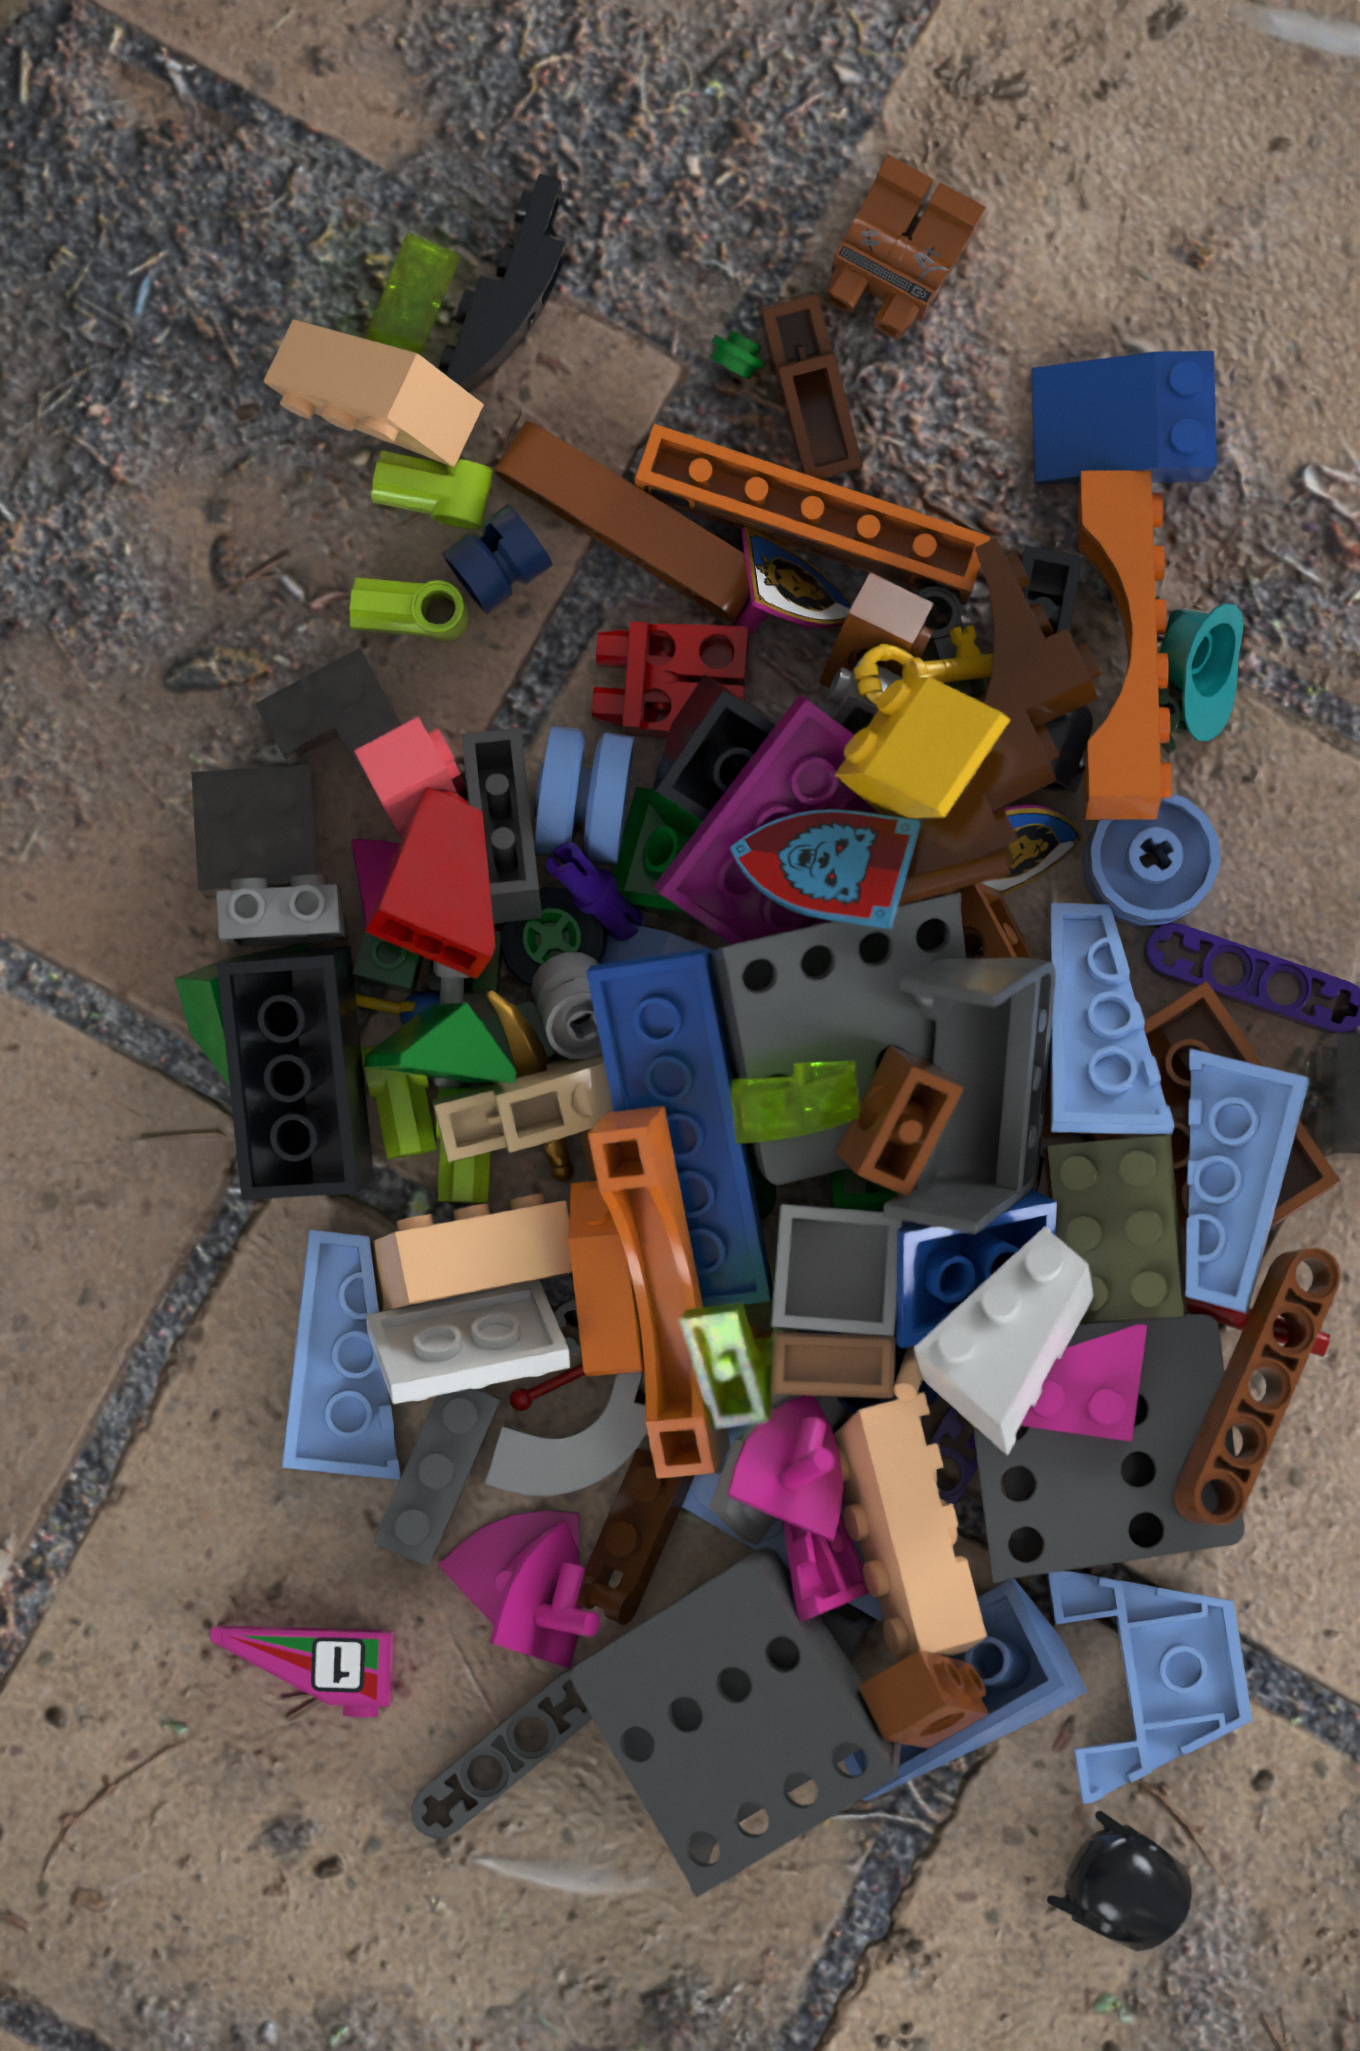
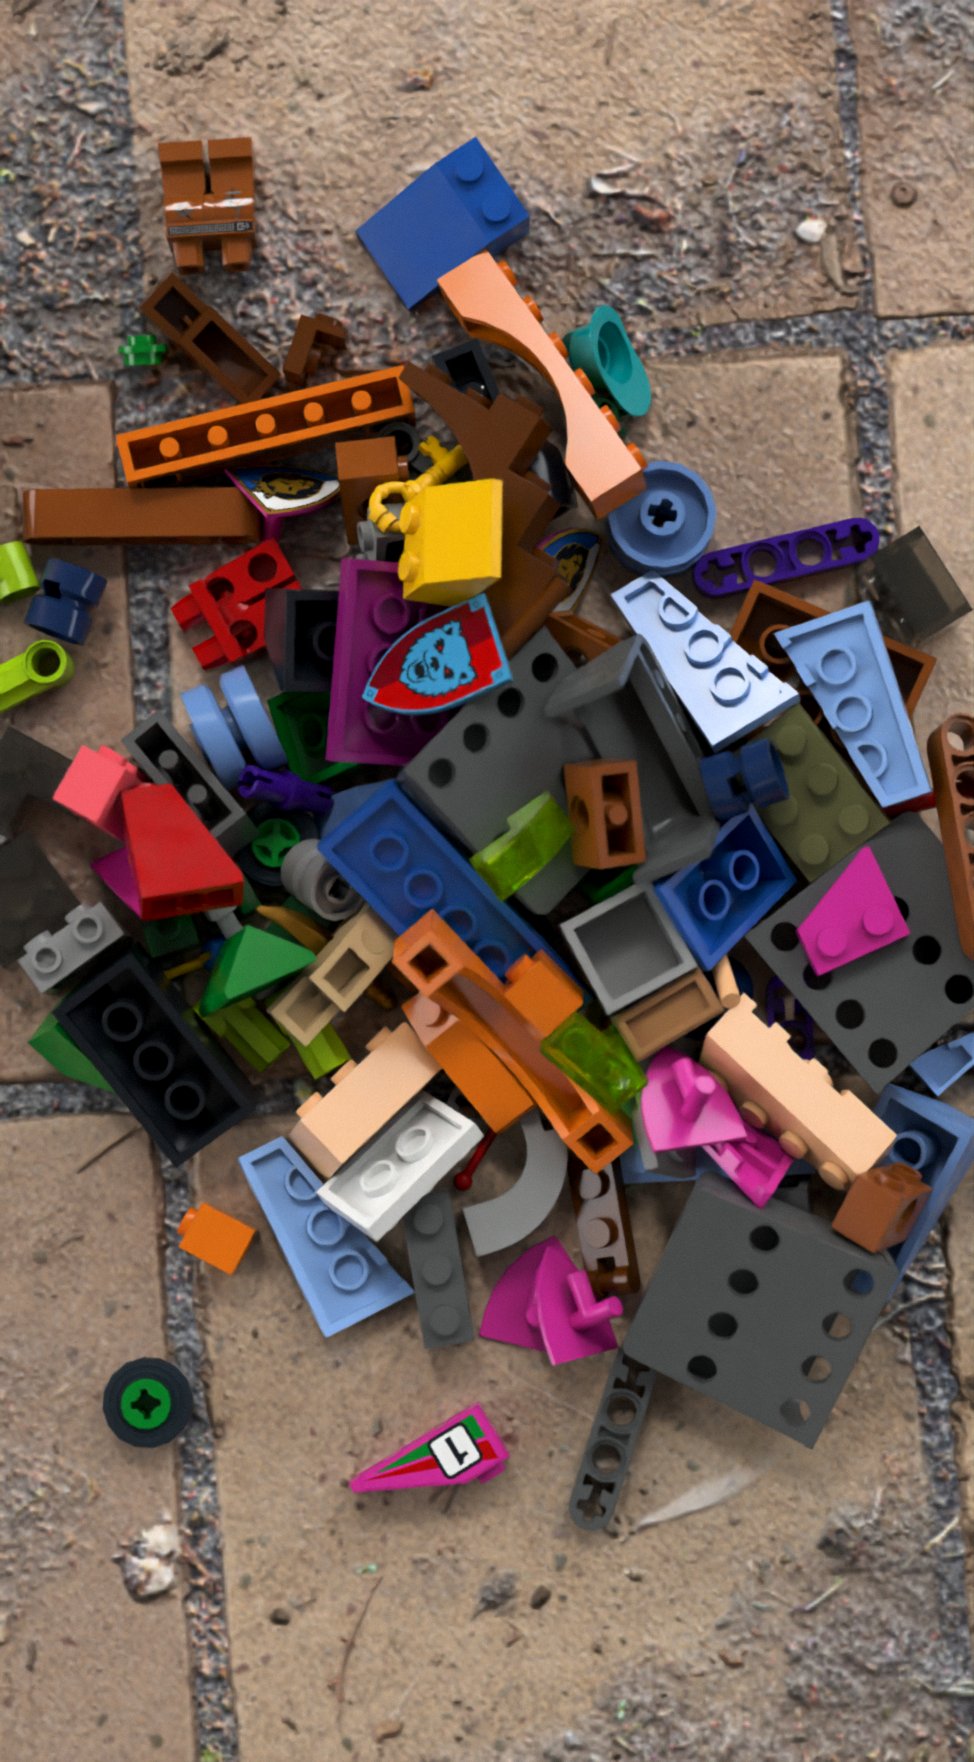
camera: 30 degrees left, 0 degrees up
(88, 1408) = (162, 1385): none -> black wheel
(237, 1295) = (216, 1237): none -> orange brick
(721, 1260) = (542, 992): none -> orange brick
(901, 458) = (304, 351): none -> reddish brown bracket
(1007, 1335) = (777, 915): white wedge -> none
(1083, 1184) = (761, 773): none -> dark blue wheel

